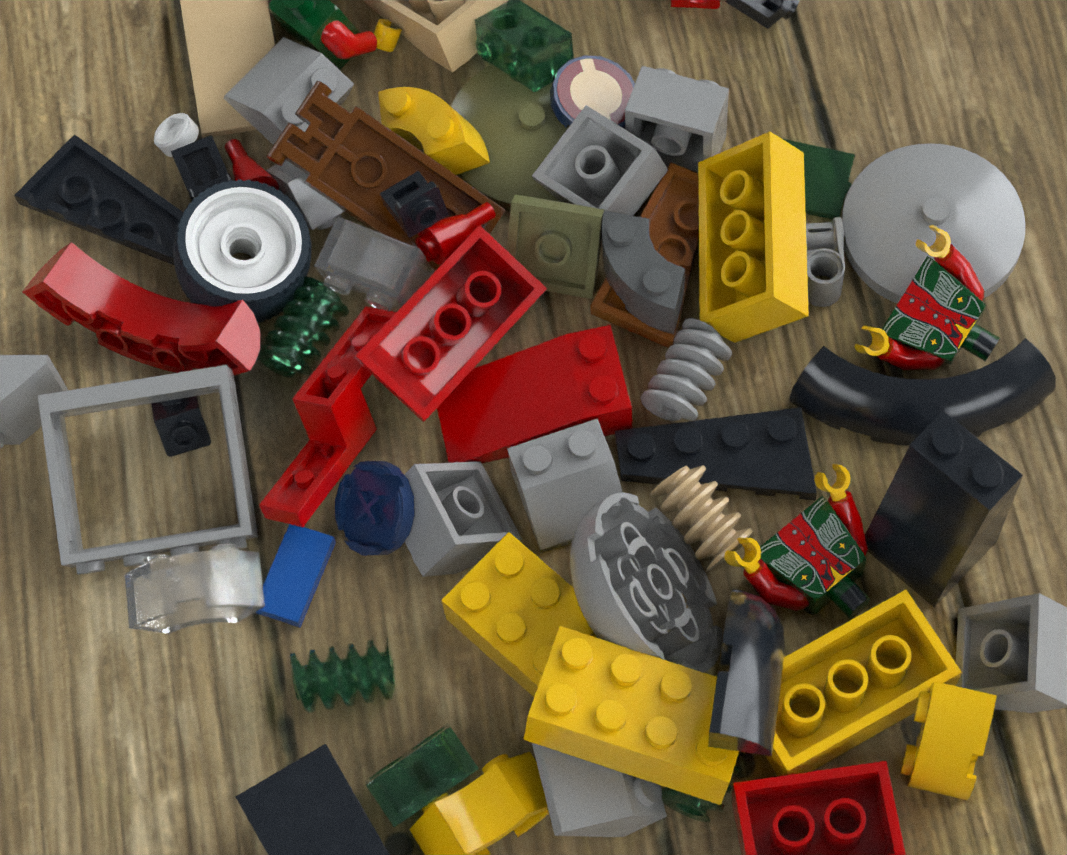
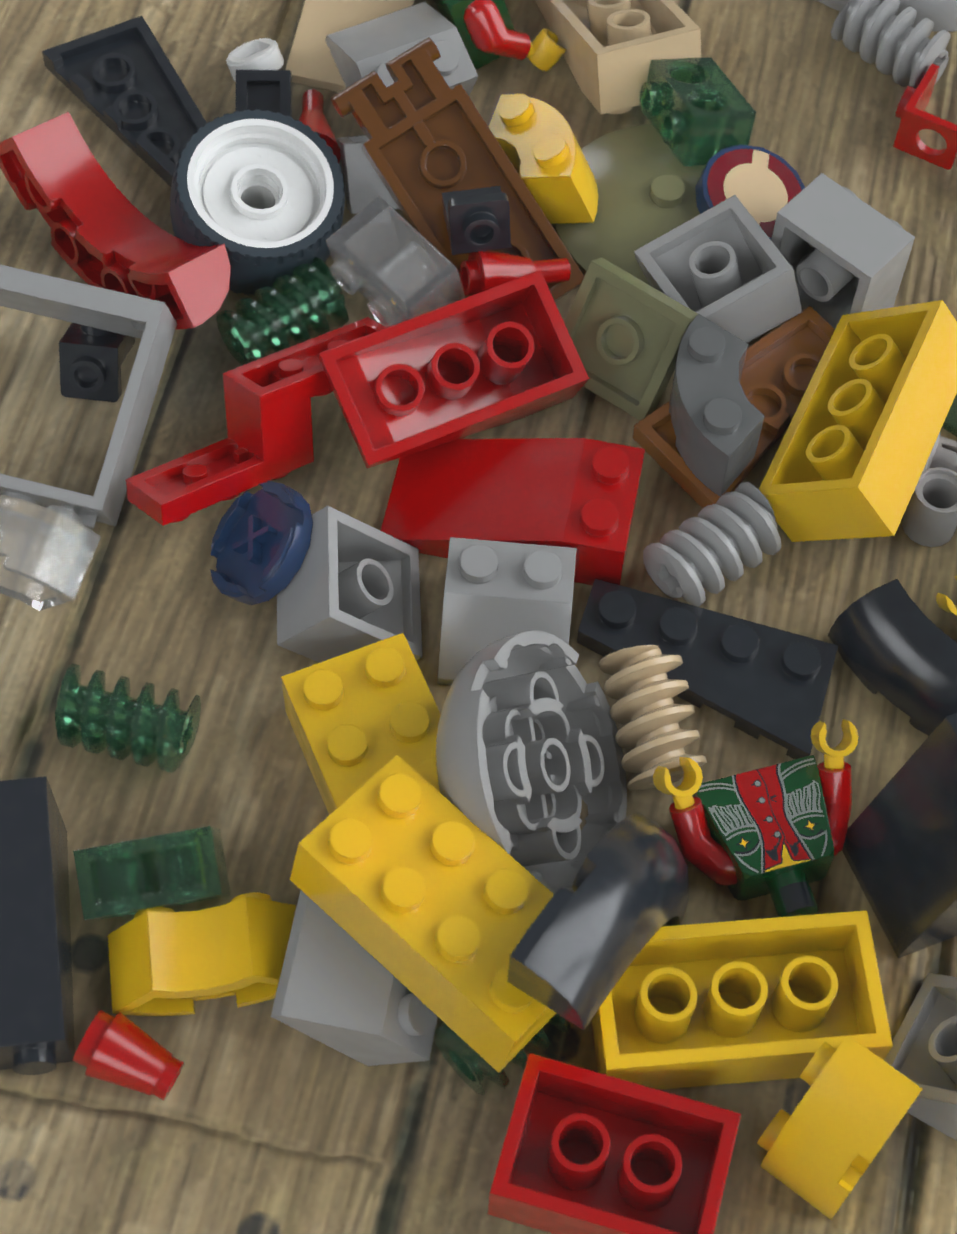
camera: 15 degrees right, 5 degrees down
(296, 574) = (134, 584): blue tile -> none

